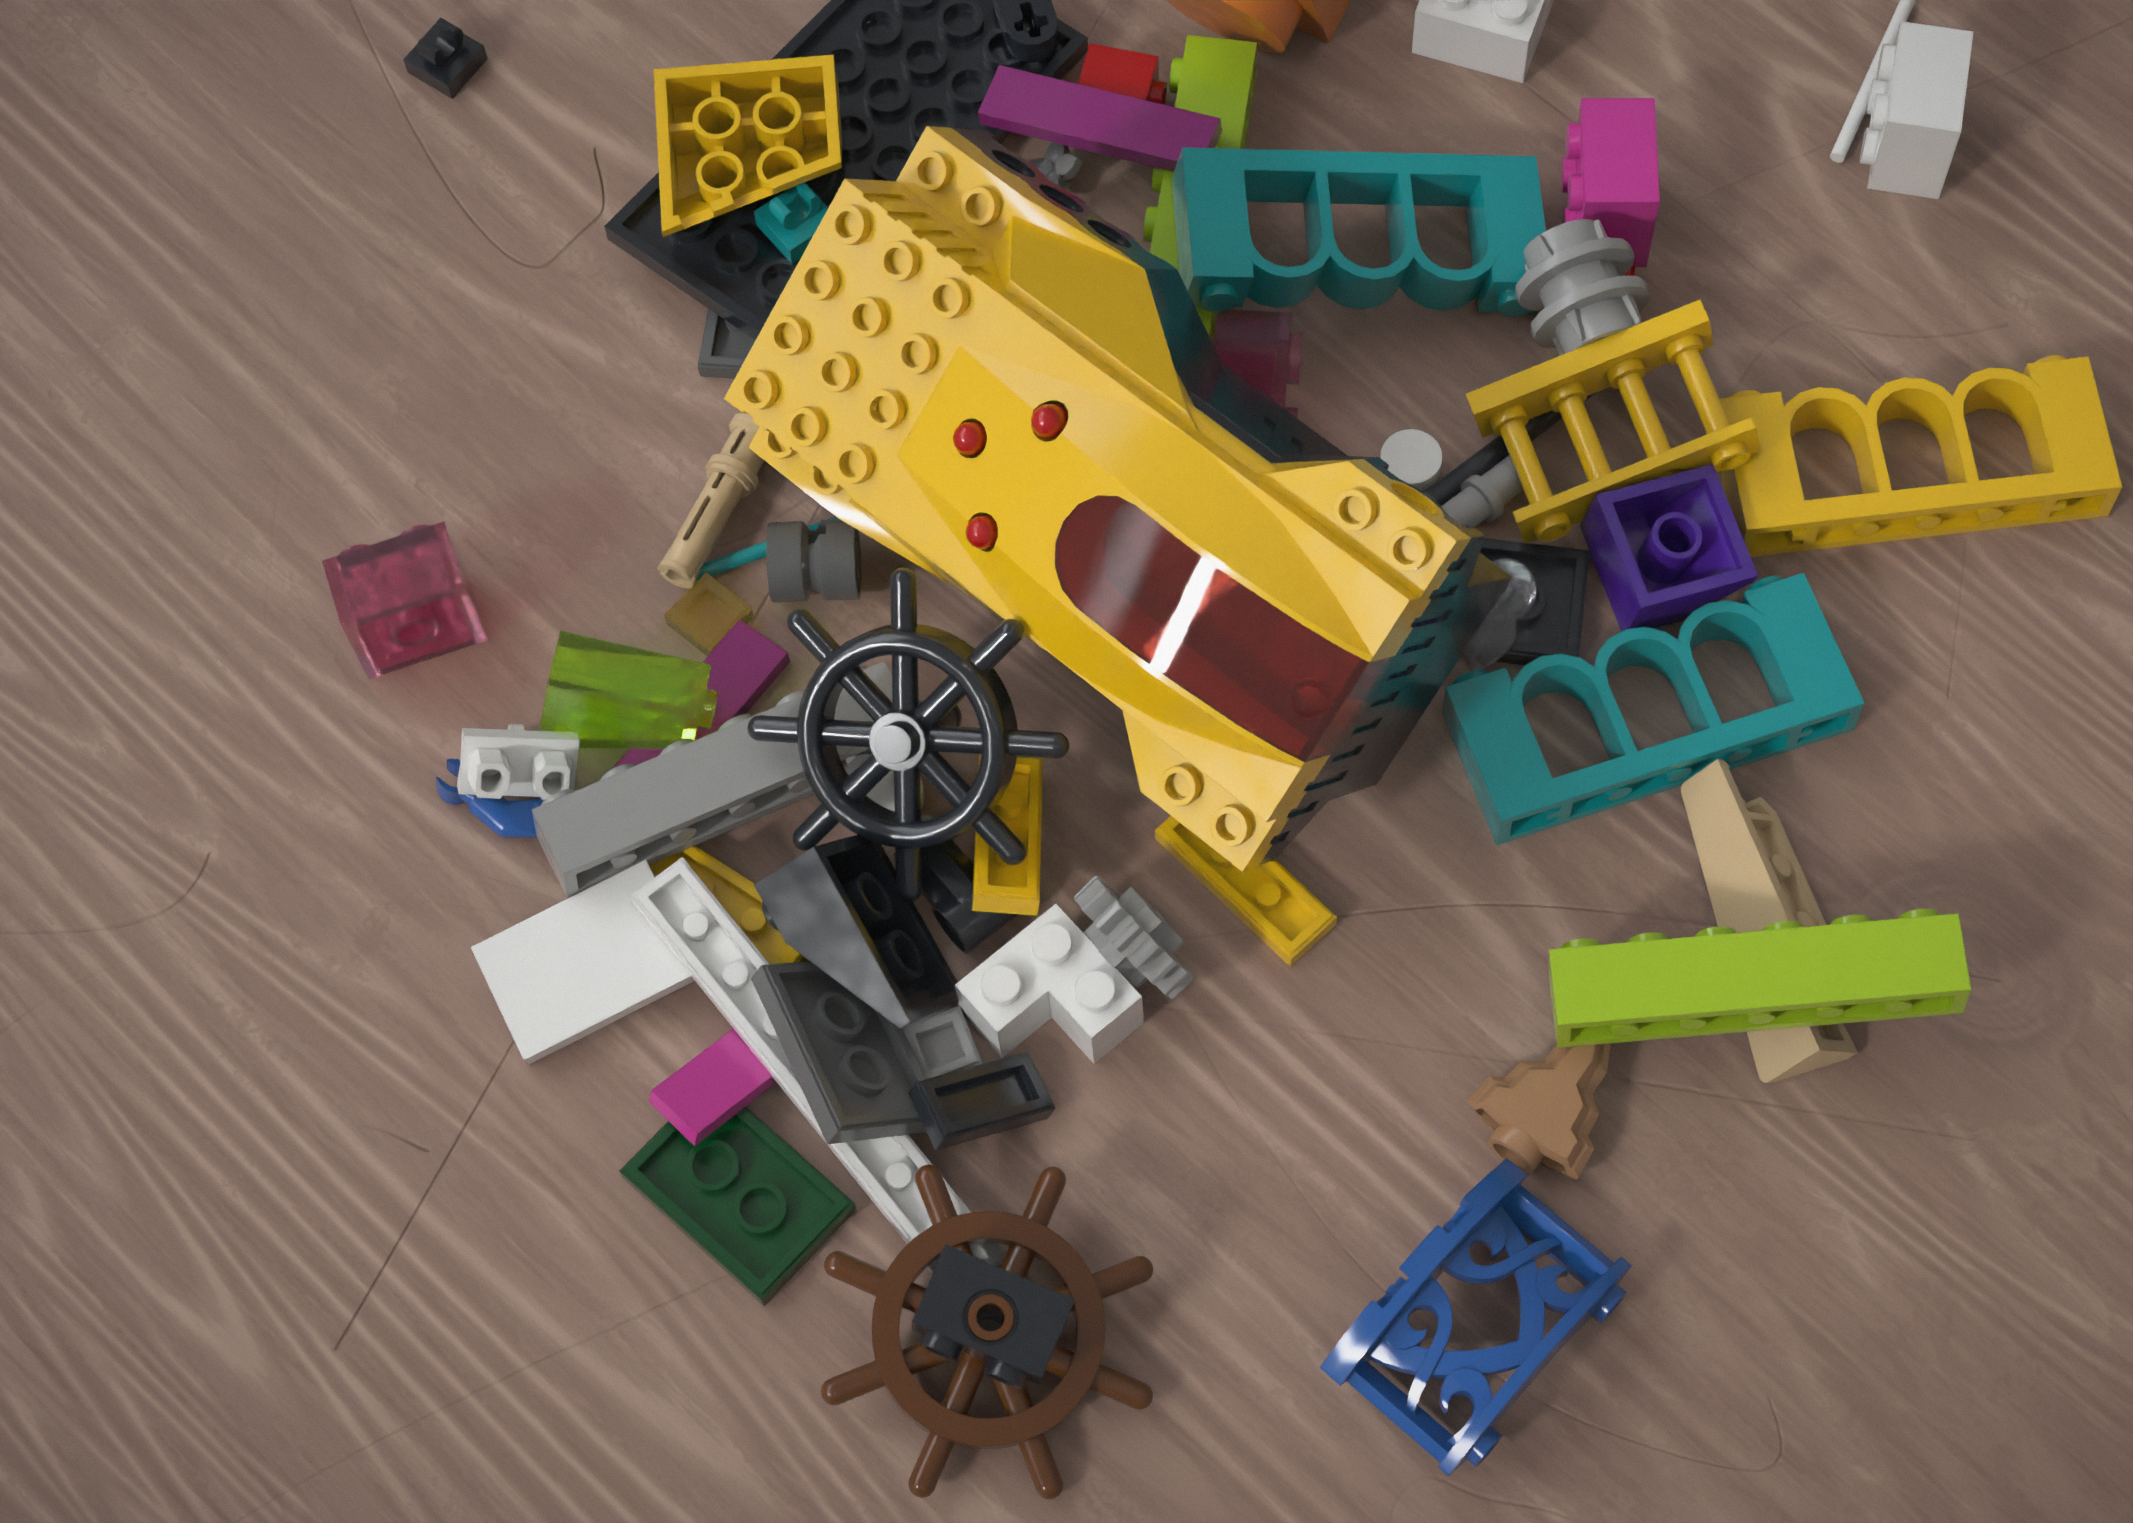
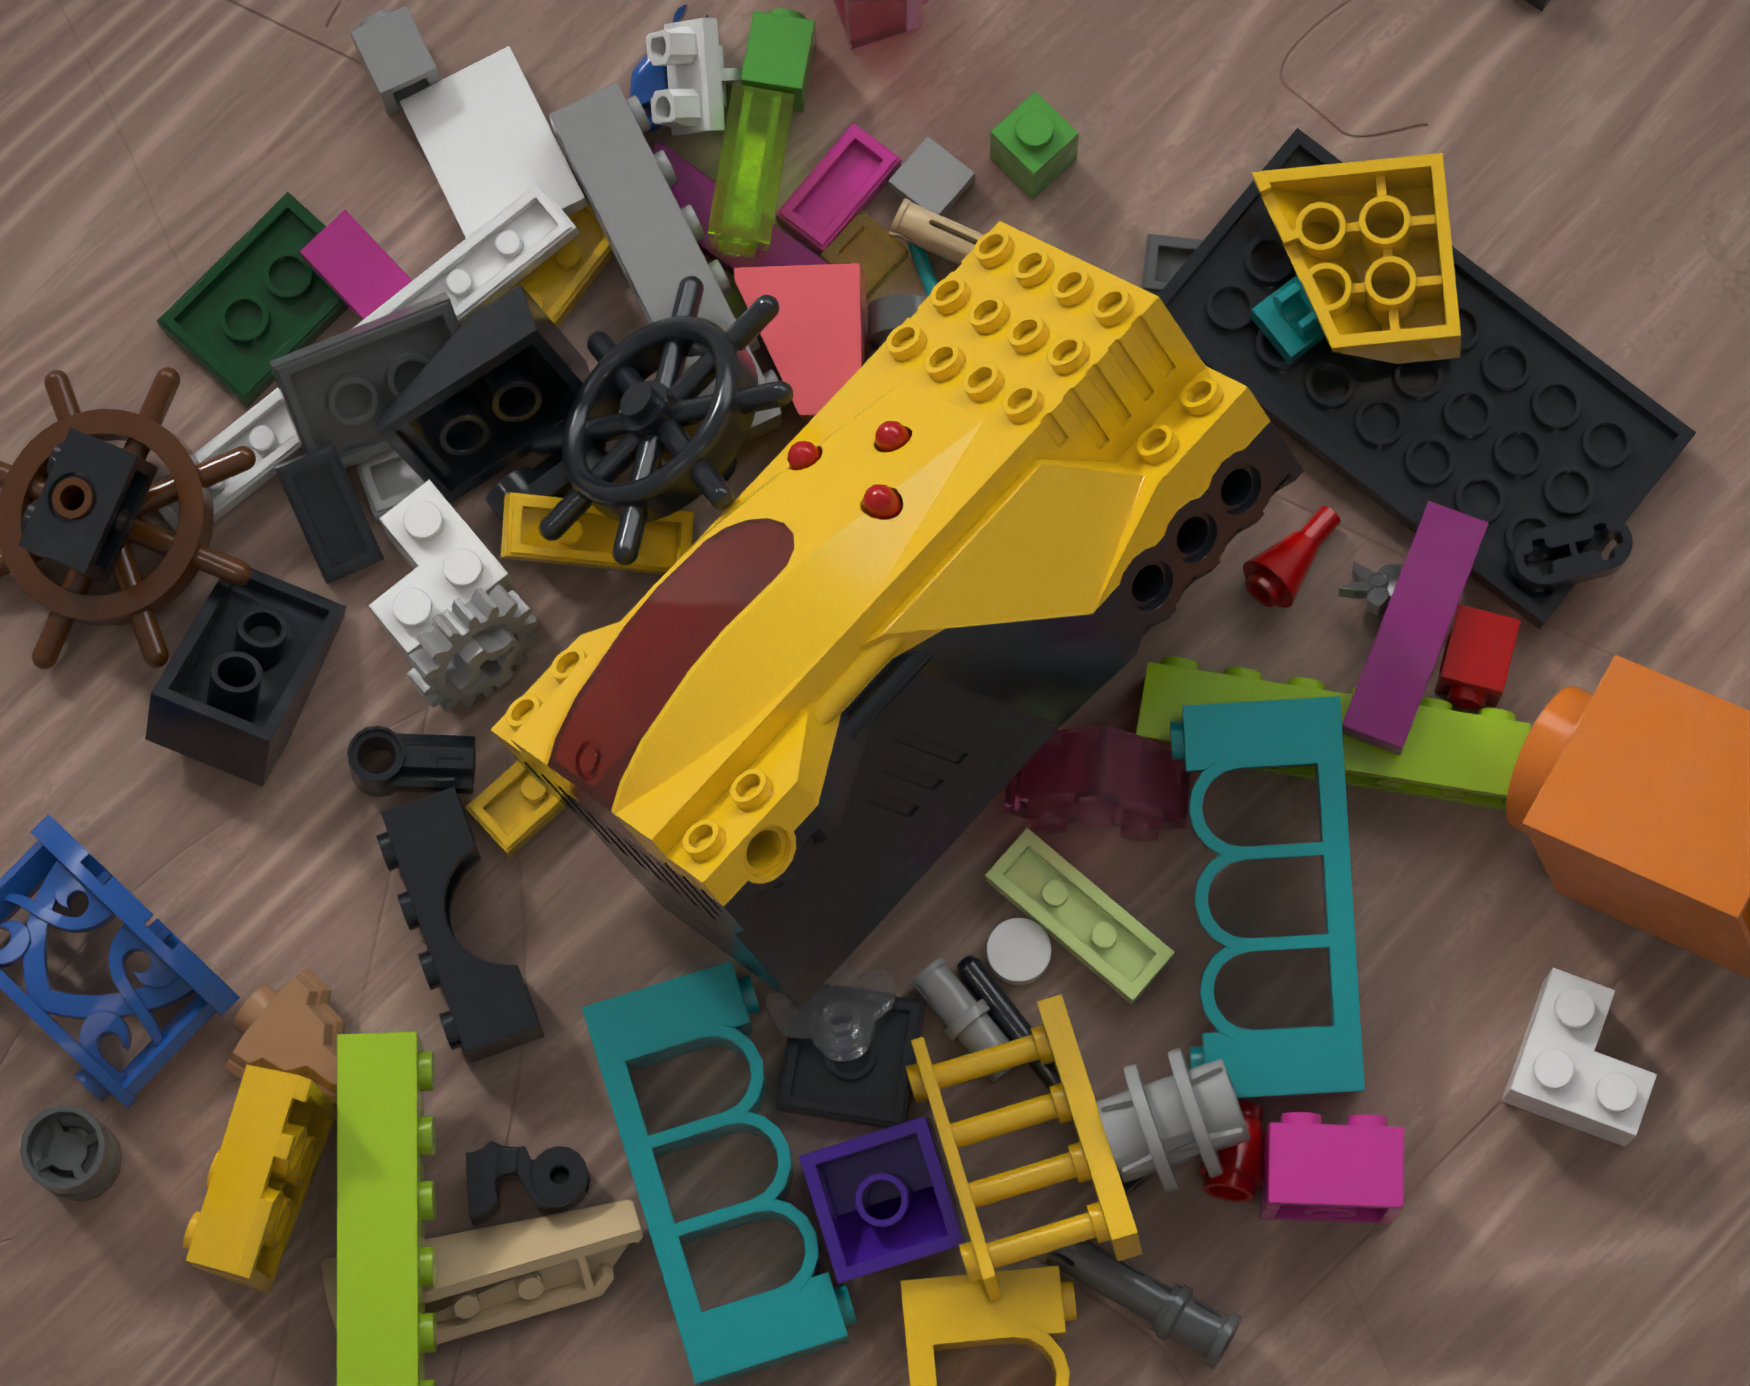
camera: 90 degrees right, 10 degrees up
(475, 1062) = (394, 56): none -> light grey brick
(499, 688) = (780, 53): none -> bright green brick
(606, 457) = (1034, 145): none -> bright green brick
(626, 621) = (838, 188): none -> dark pink tile
(631, 556) = (932, 178): none -> light grey tile
(770, 658) = (819, 327): none -> coral slope
(1161, 1179) = (243, 675): none -> black slope
(1248, 1006) = (420, 765): none -> black piece
(1341, 984) = (485, 999): none -> black arch
(1387, 393) = (1079, 916): none -> yellowish green plate
(1667, 863) = (552, 1181): none -> black leg
(1685, 1319) = (70, 1153): none -> dark grey wheel
(1701, 1118) = (260, 1177): none -> yellow wedge
(1743, 324) = (1170, 1310): none -> dark grey pin

